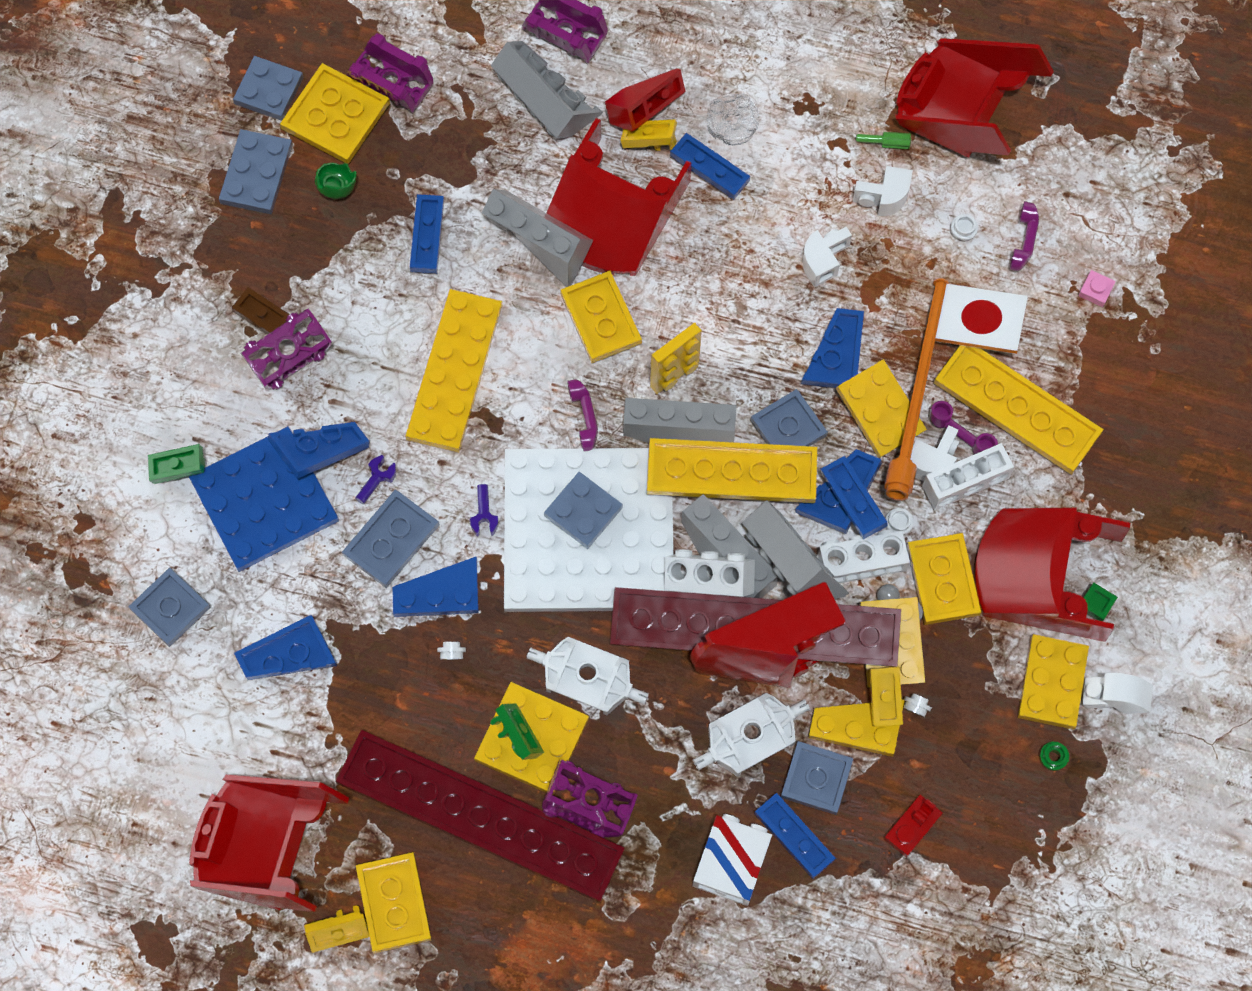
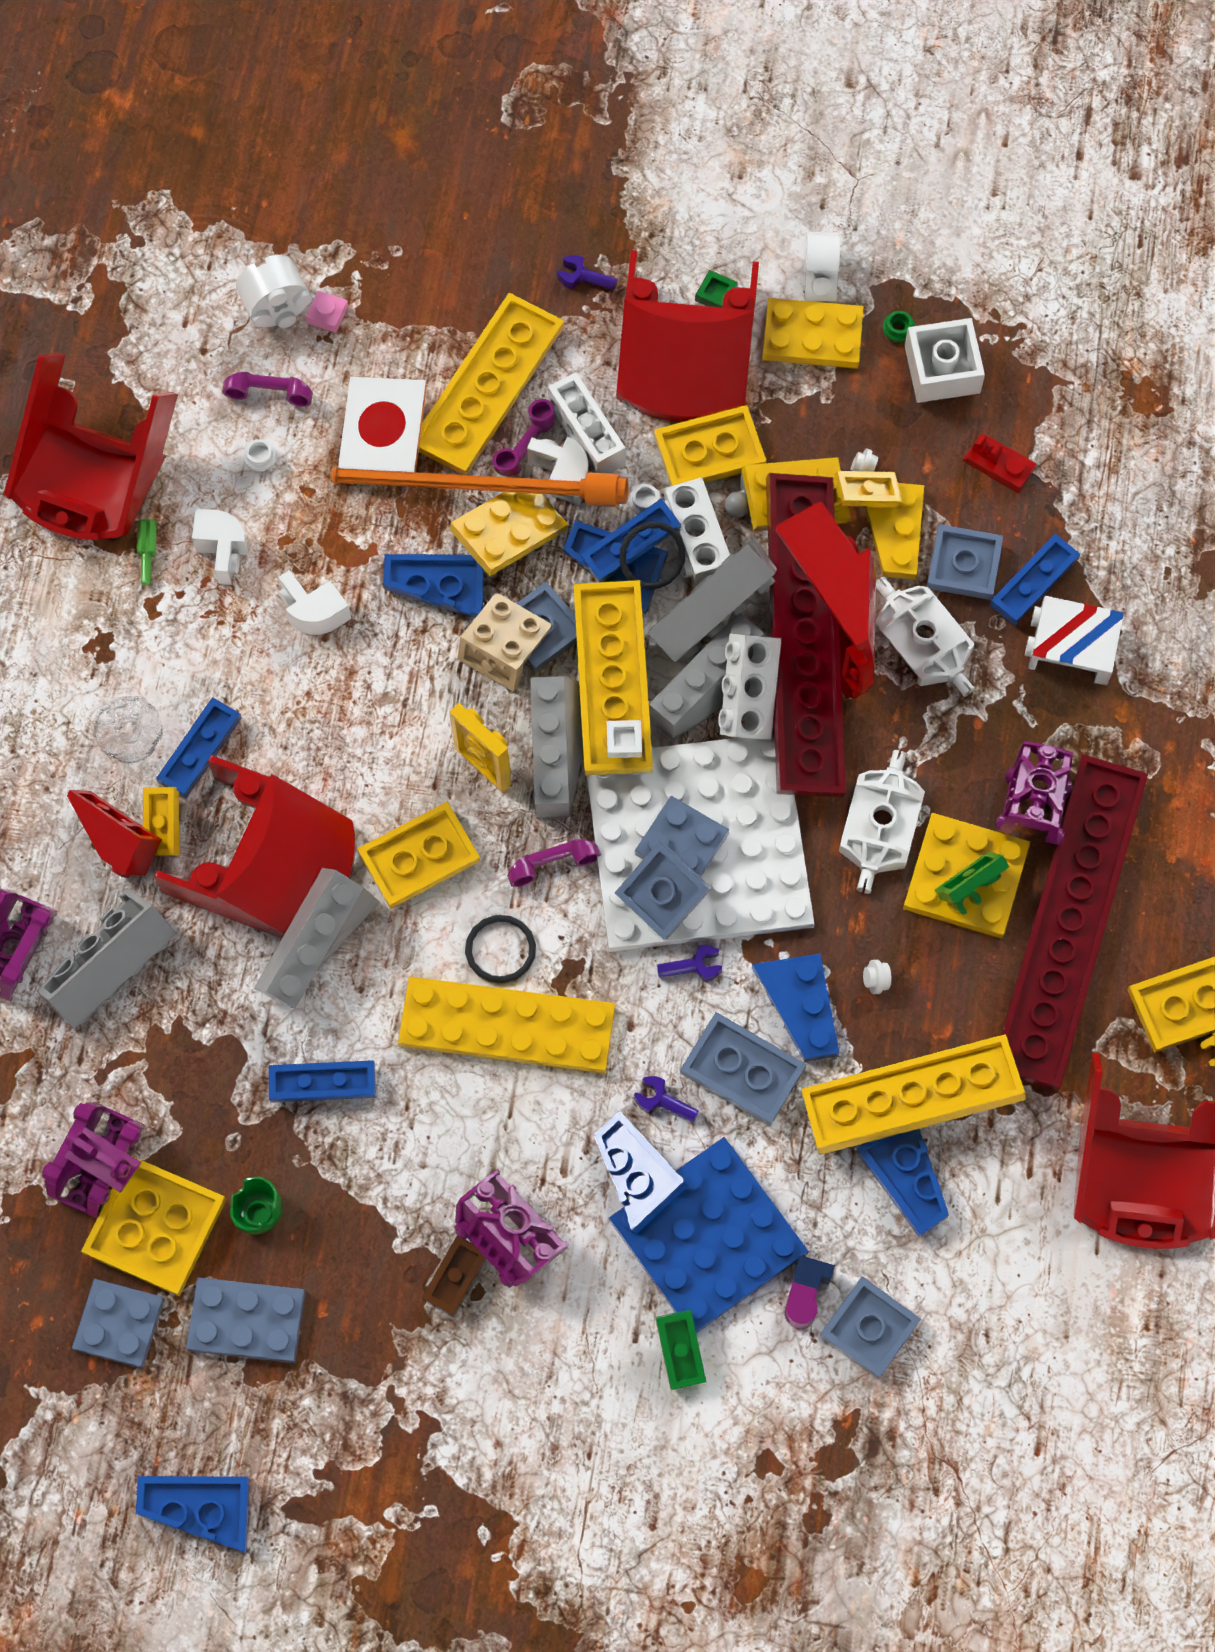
camera: 95 degrees left, 0 degrees up
(127, 132) = (198, 1505): none -> blue wing
(207, 561) = (801, 1302): none -> leg
(344, 661) = (913, 1094): none -> yellow plate
(380, 69) = (101, 1158): none -> magenta hinge
(513, 349) = (500, 979): none -> black piece
(539, 485) = (663, 890): none -> sand blue plate
(670, 466) = (624, 739): none -> white plate
(779, 393) = (502, 640): none -> tan bracket
(859, 511) = (652, 525): none -> black piece
(1012, 784) = (944, 360): none -> white brick
(1109, 241) = (273, 292): none -> white brick
(1122, 495) = (581, 274): none -> dark purple bar

